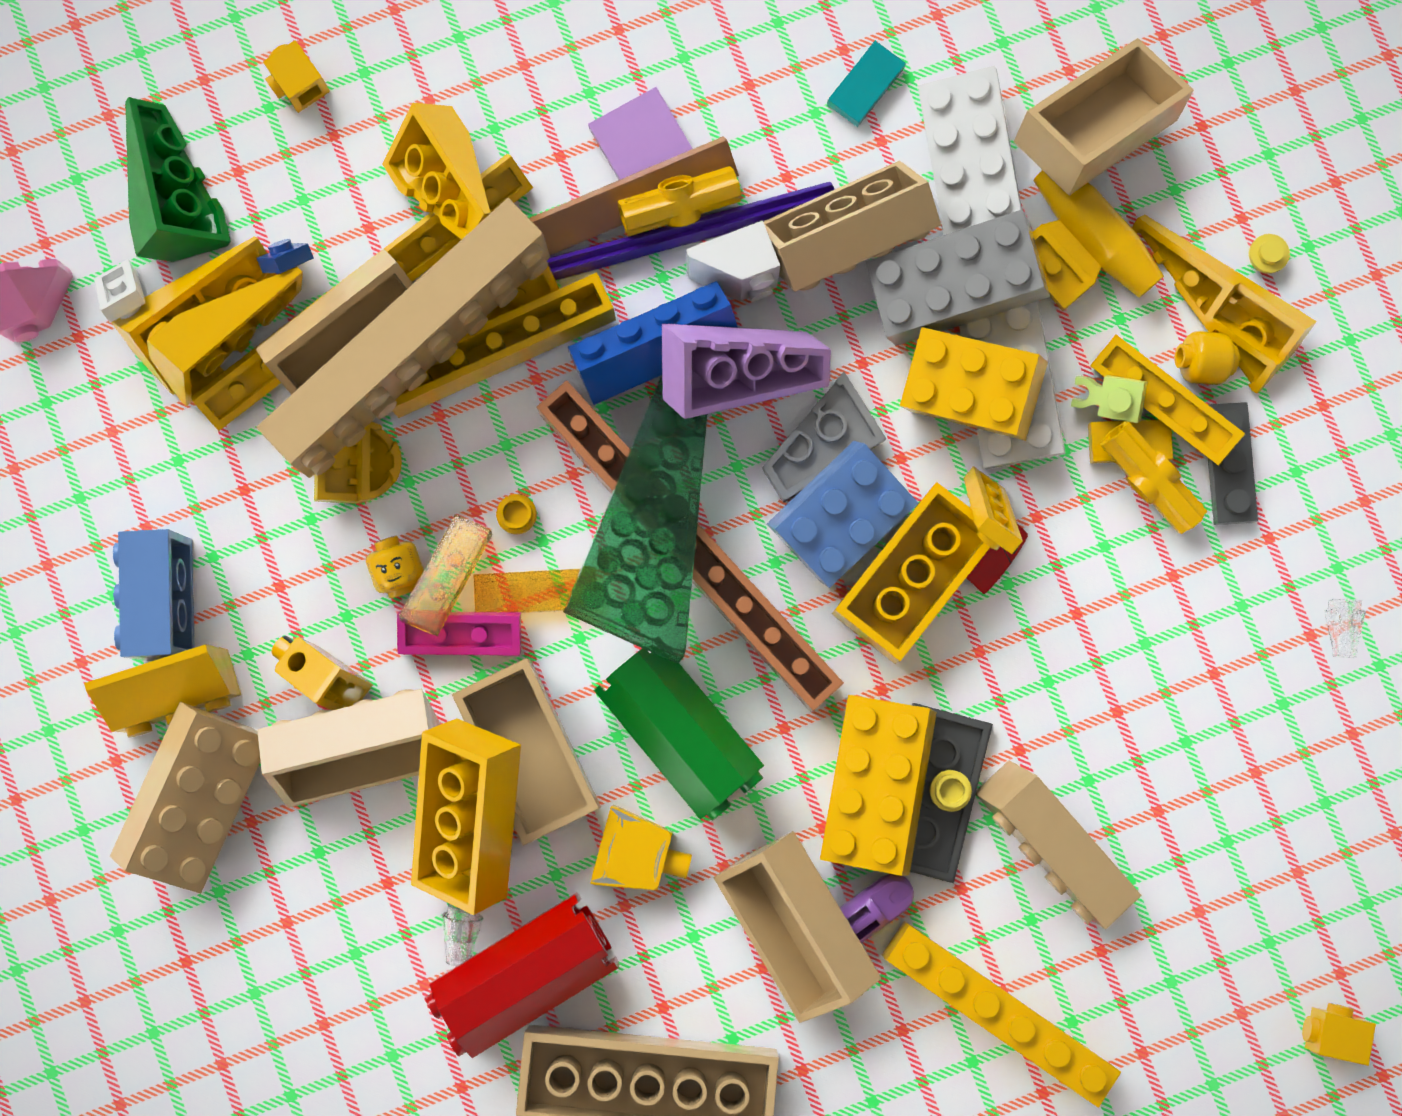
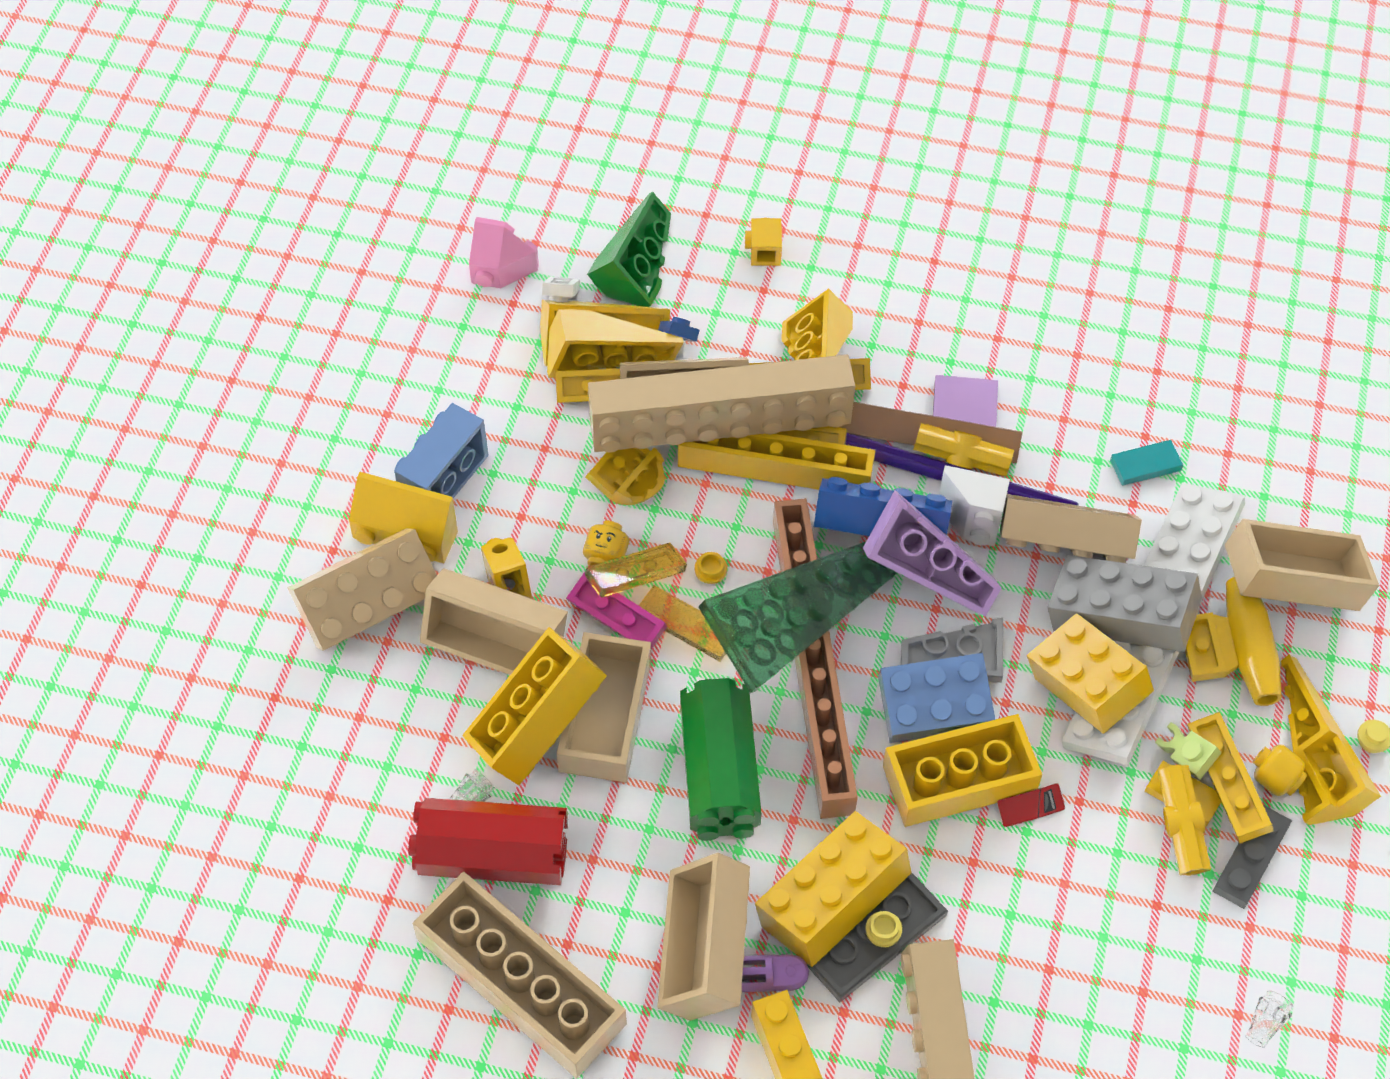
camera: 35 degrees right, 25 degrees down
(636, 853) = (627, 823): yellow torso -> none
(992, 511) = (1042, 745): yellow plate -> none

